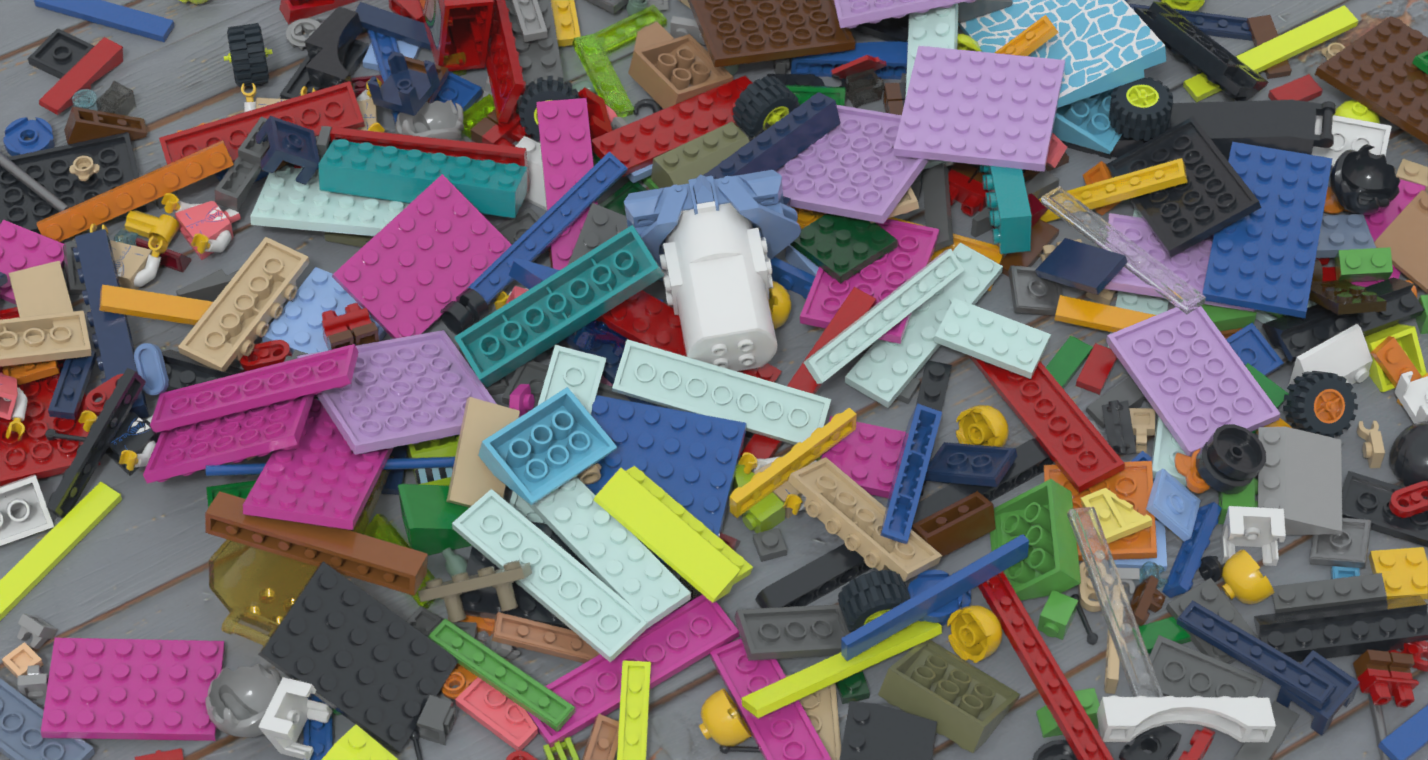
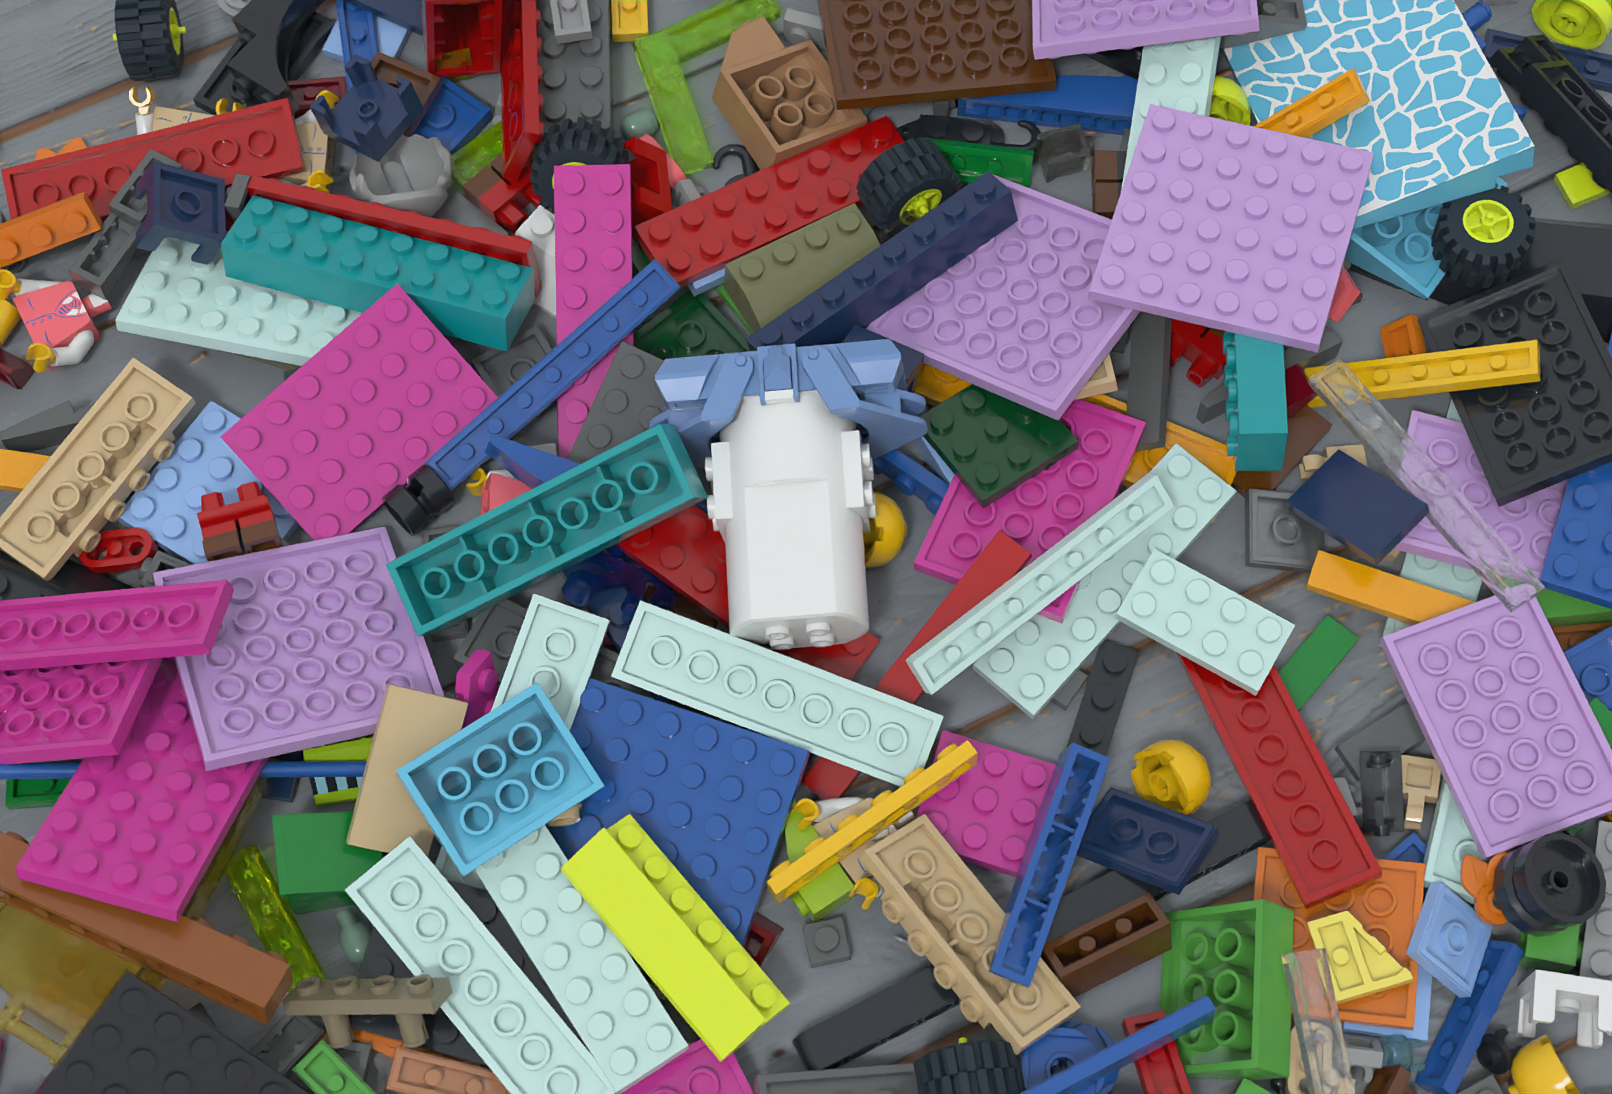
camera: 10 degrees right, 15 degrees up
(859, 65) = (1057, 121): red piece -> none
(1097, 369) = (1360, 677): red tile -> none

